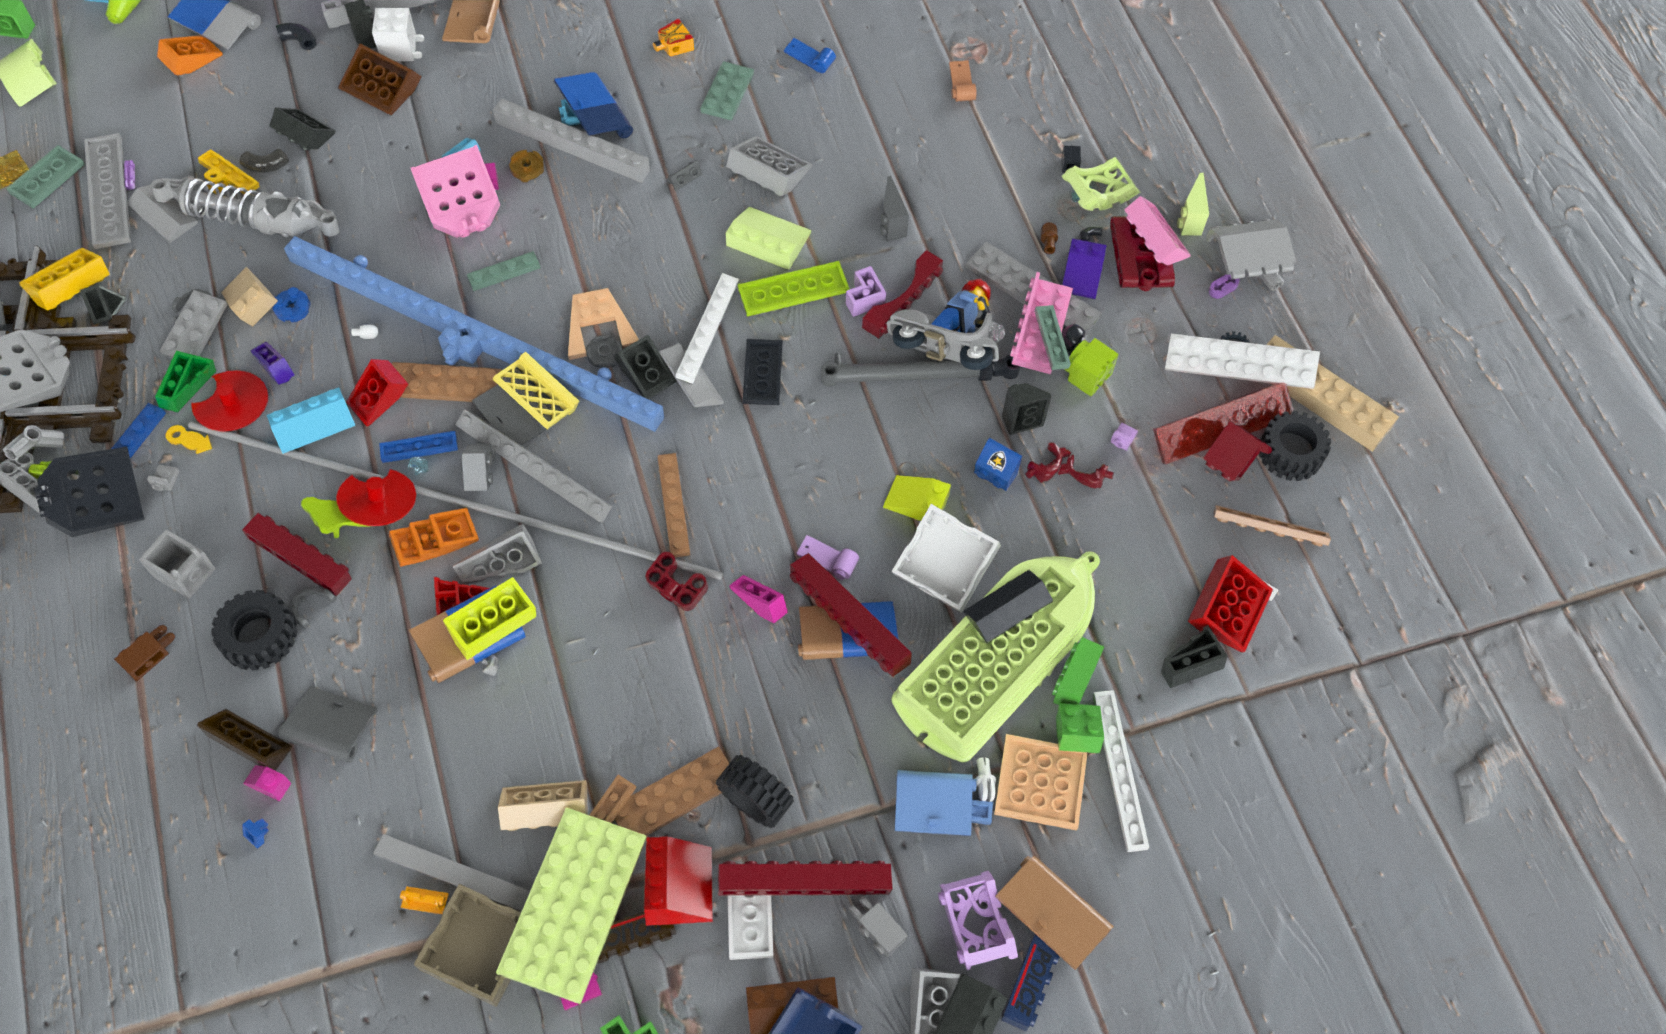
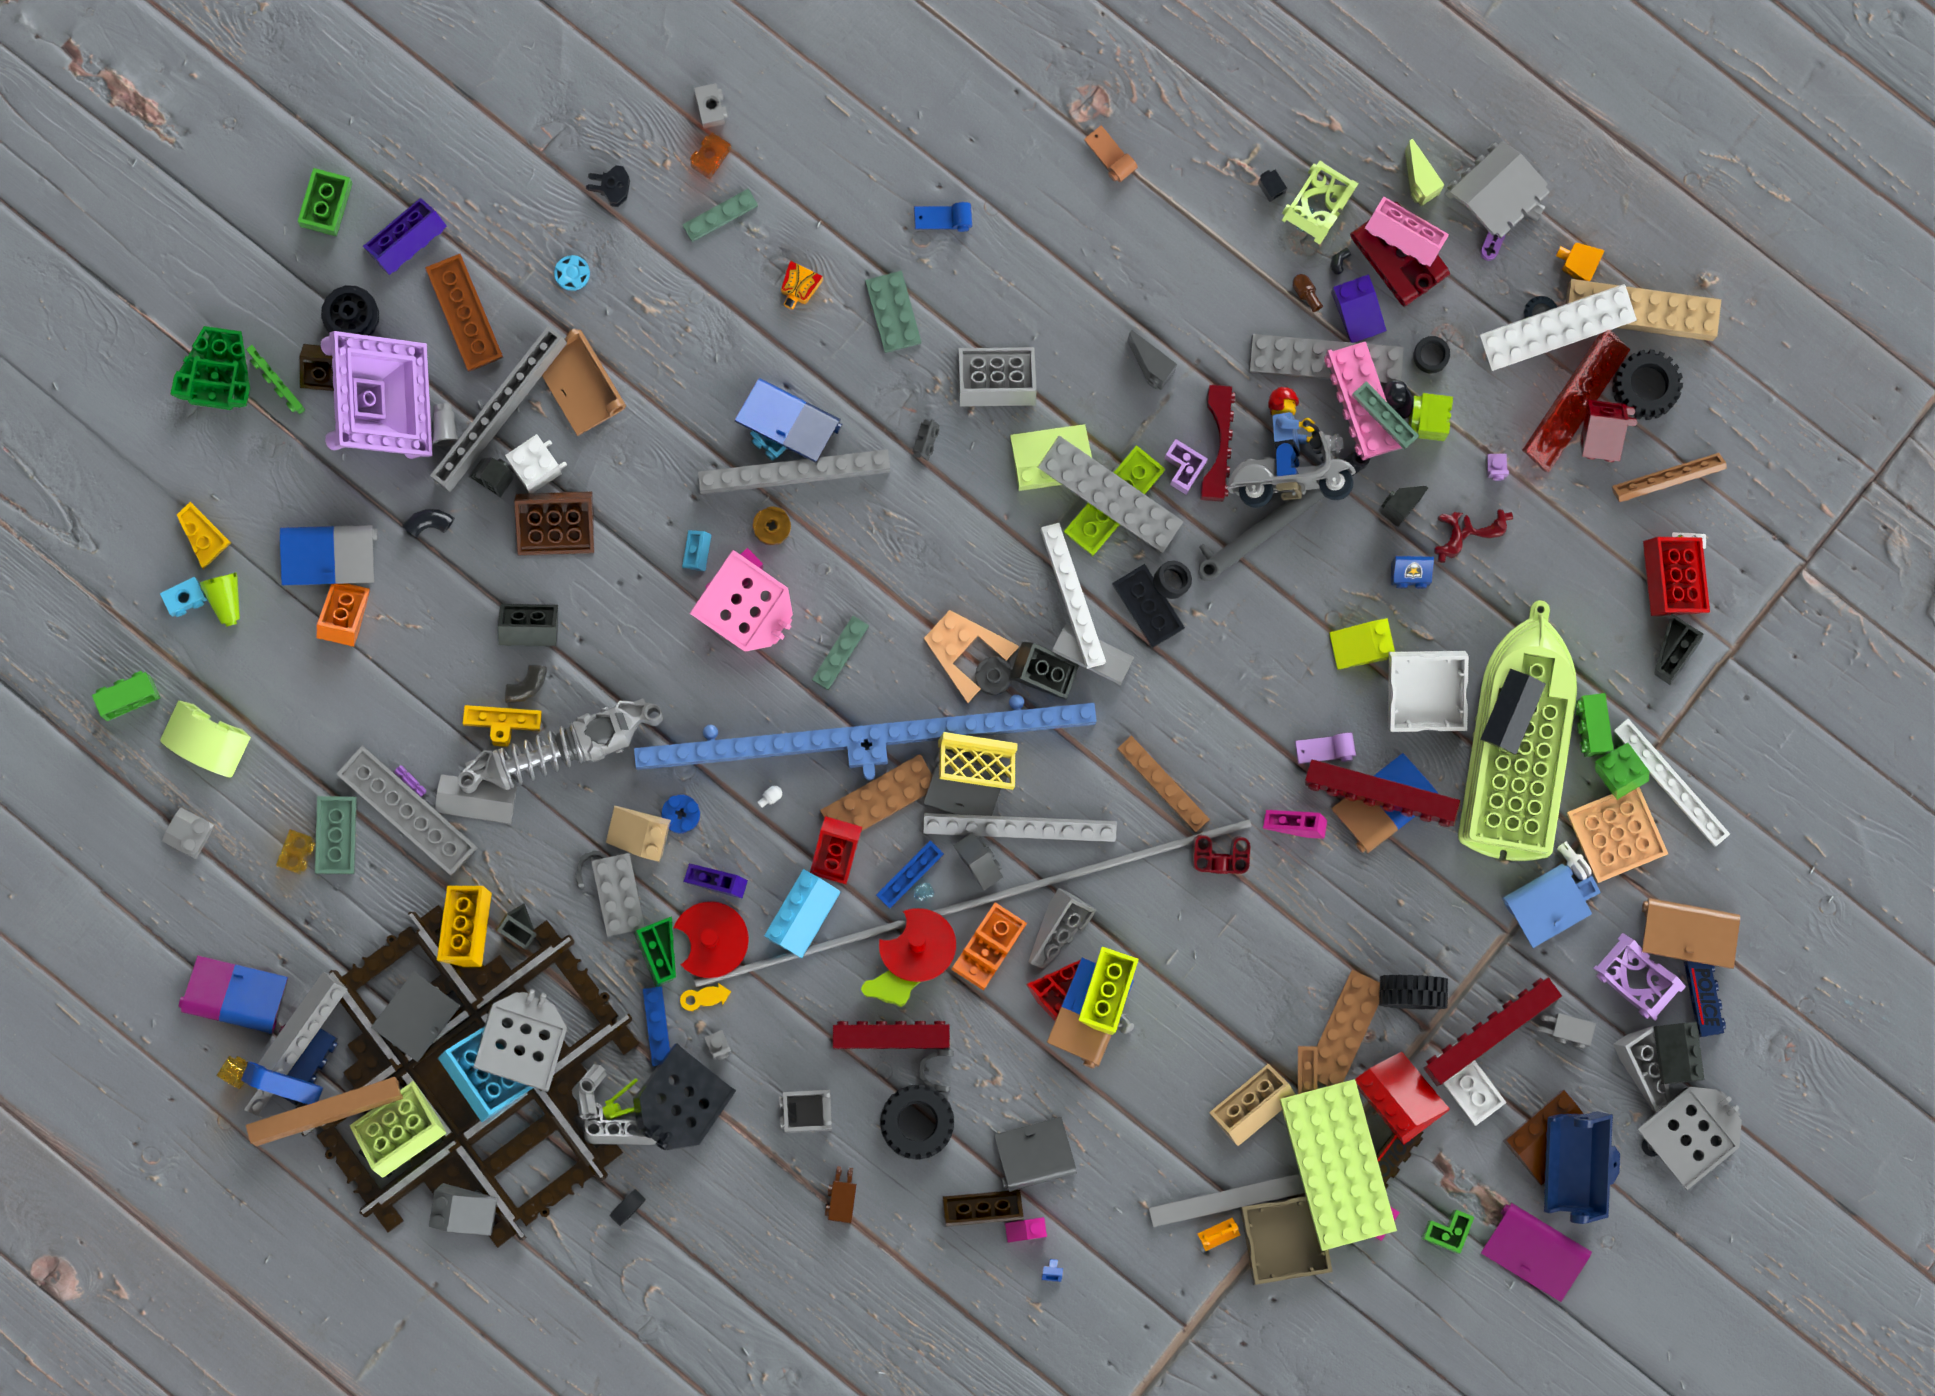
camera: 40 degrees left, 20 degrees up
(791, 276) = (1110, 494): none -> light grey plate
(800, 352) = (1162, 586): none -> black tyre
(1123, 319) = (1431, 368): none -> black tyre
(1292, 330) = (1580, 260): none -> light orange torso

